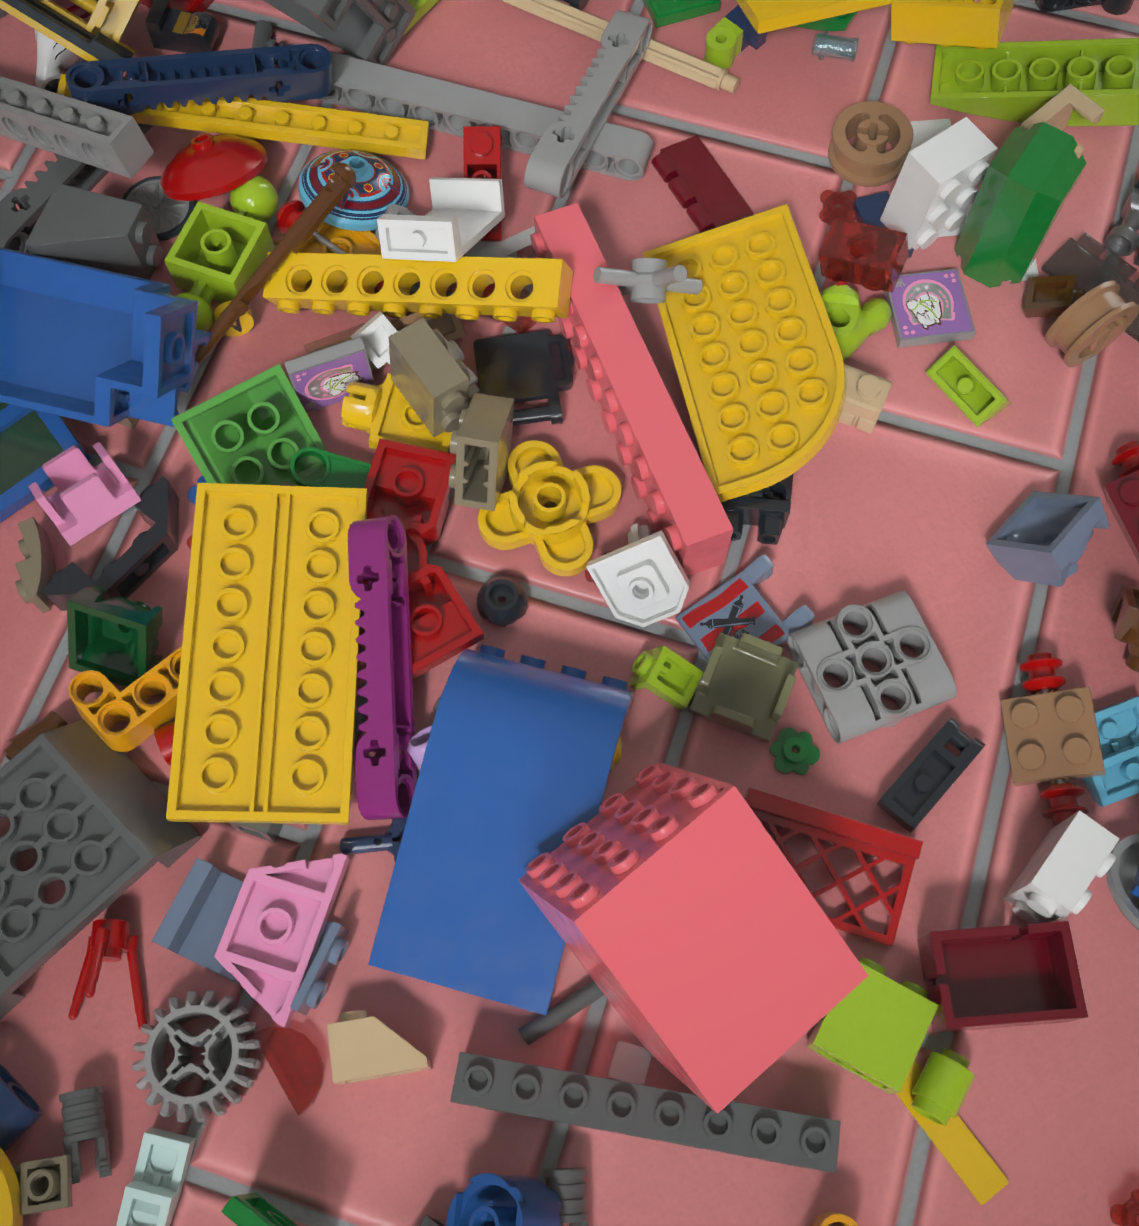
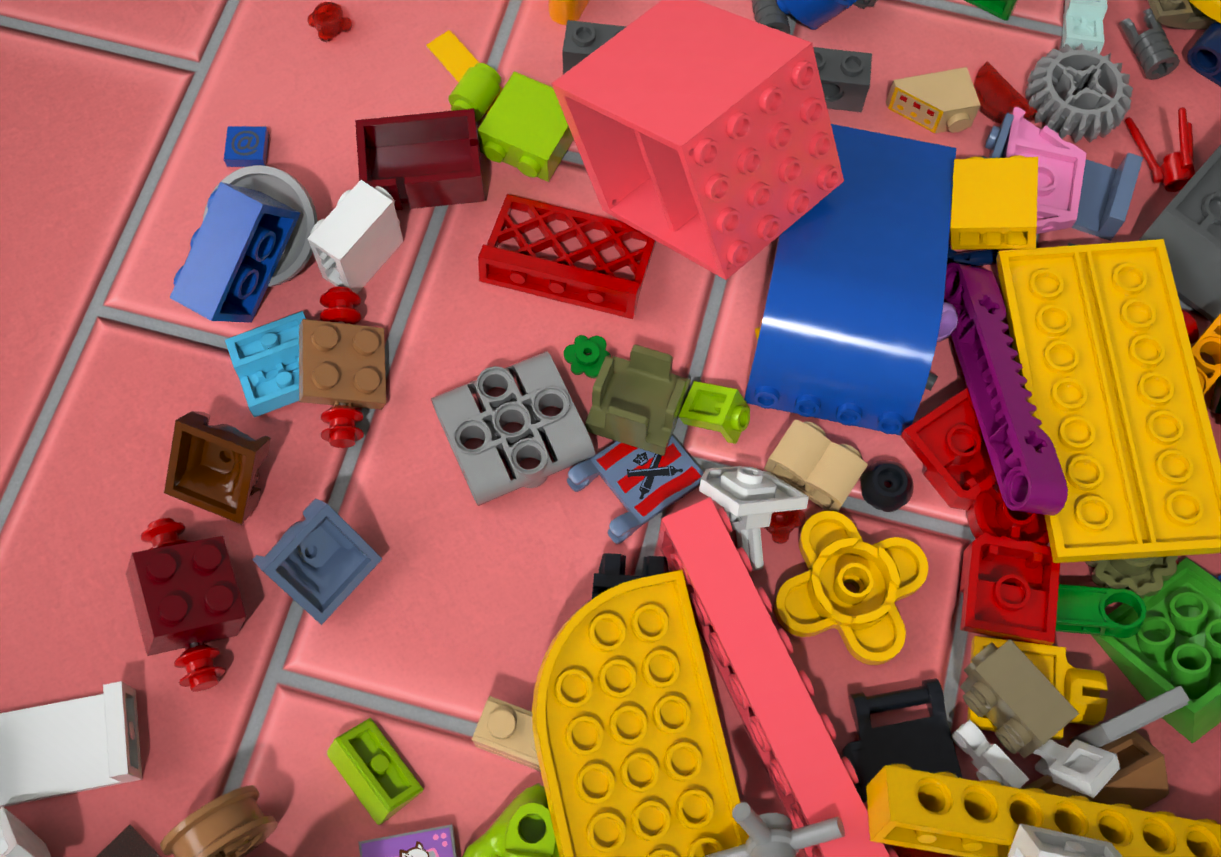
camera: 175 degrees right, 0 degrees up
(344, 872) = (994, 203): none -> yellow brick
(481, 451) = (939, 621): dark tan brick -> none
(570, 615) = (816, 465): none -> tan brick
(929, 776) = (460, 332): black plate -> none

